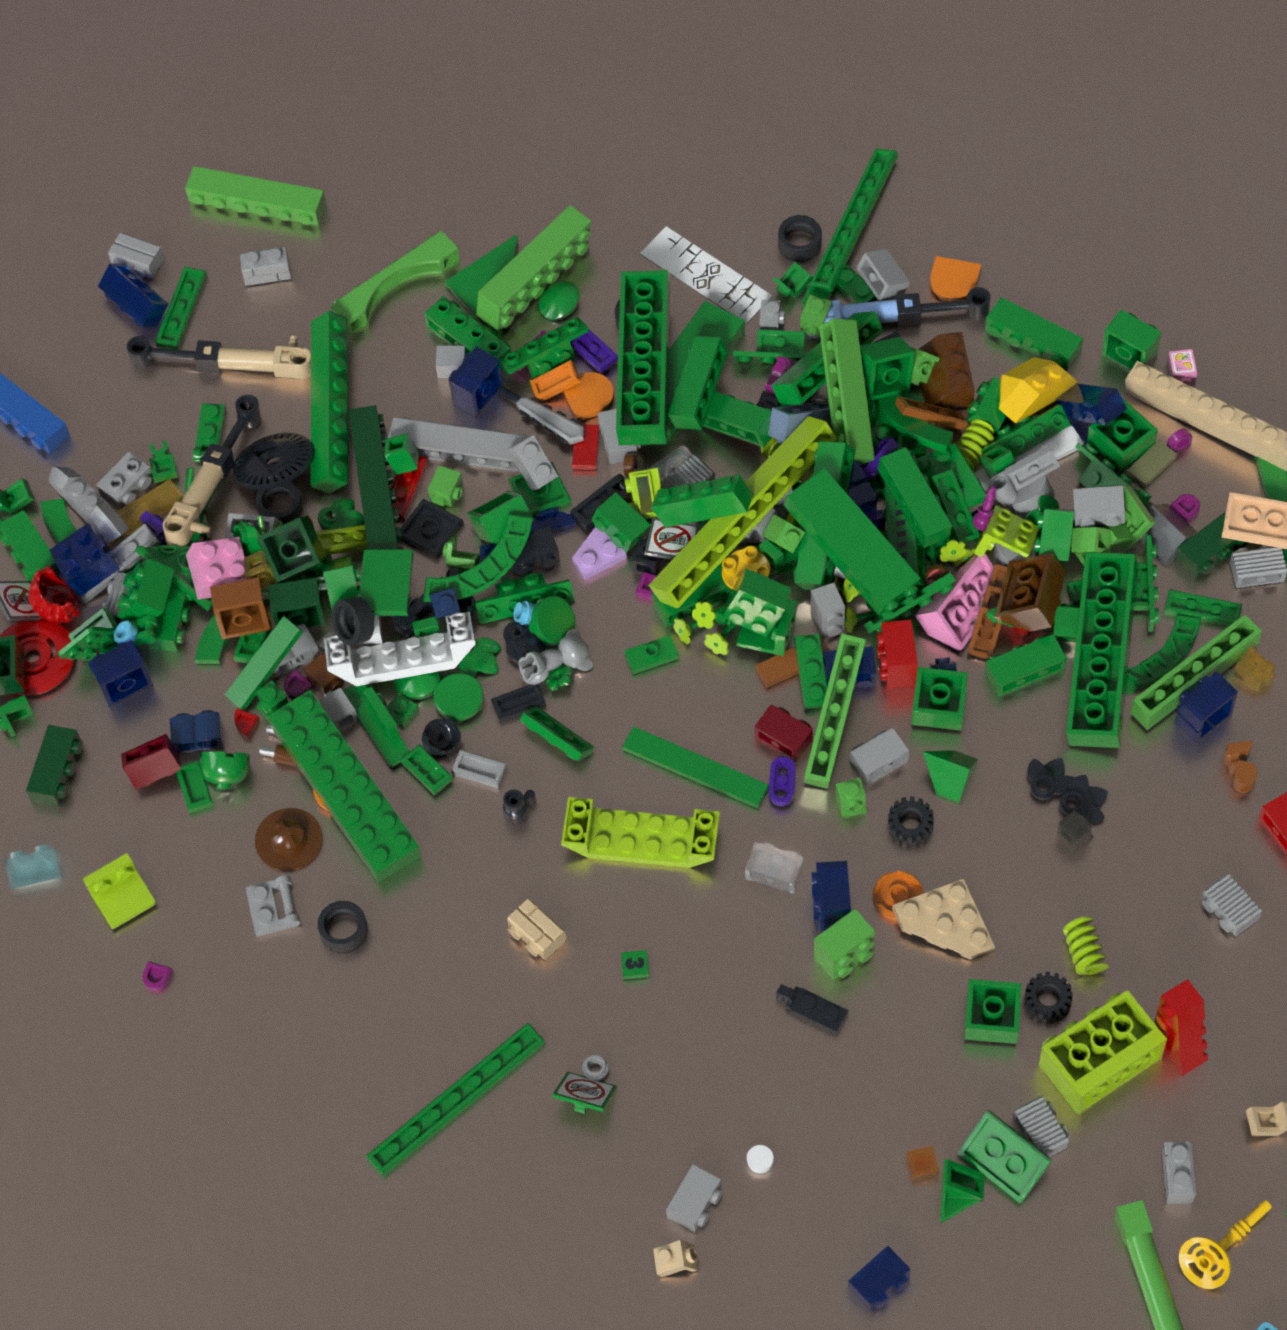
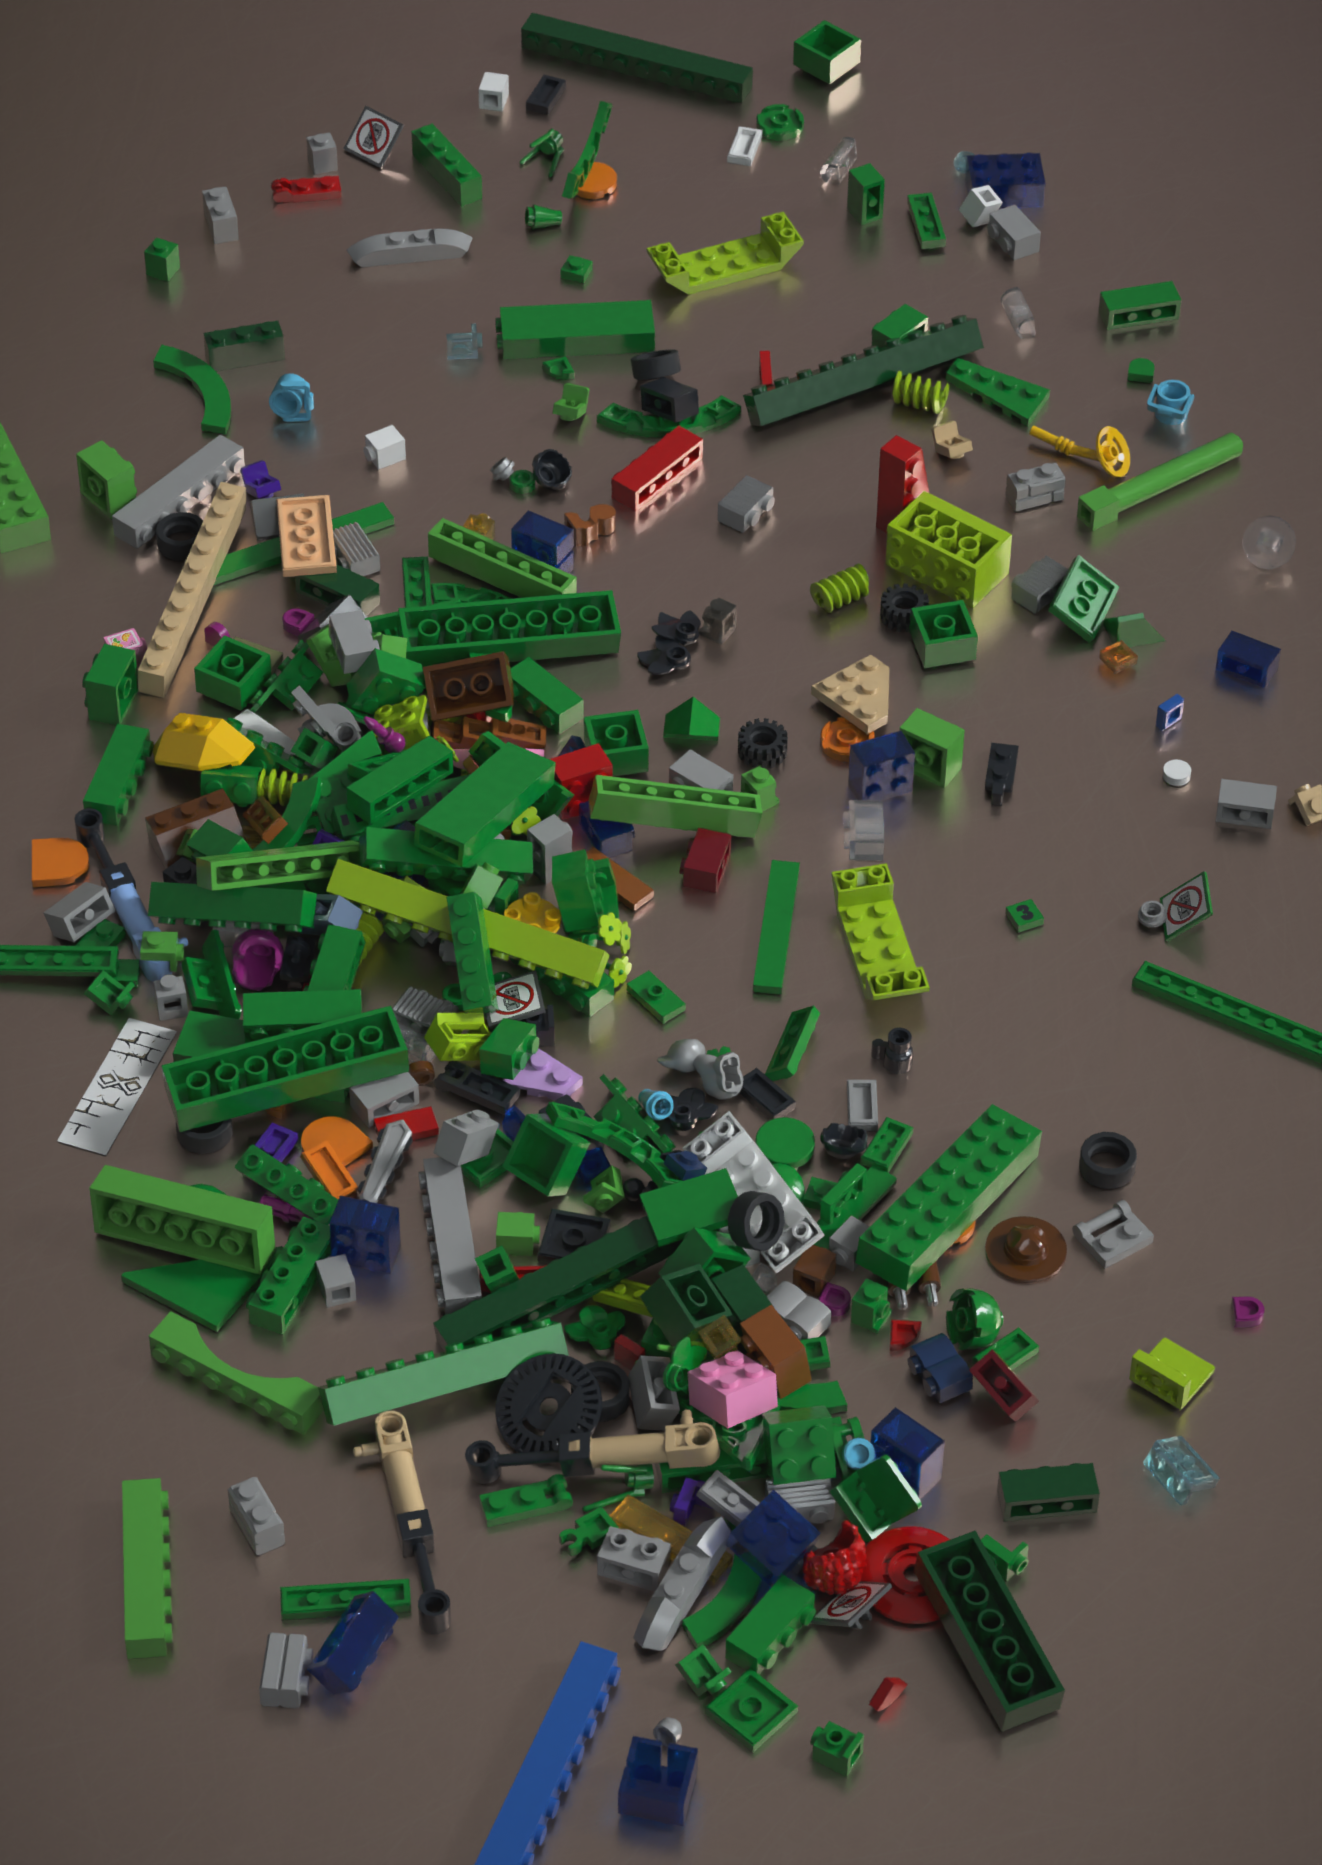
camera: 115 degrees left, 15 degrees down
(264, 663) = (830, 1318): green tile -> none
(535, 929) = (1029, 997): tan brick -> none
(552, 620) = (671, 1079): green tile -> none
(643, 589) = (569, 1021): magenta tile -> none
(782, 782) = (762, 850): dark purple plate -> none
(799, 222) = (47, 1019): black tyre -> none
(811, 670) = (630, 853): green plate -> none
(832, 1178) = (1169, 712): none -> blue tile
(1092, 404) = (212, 683): clear blue brick -> none

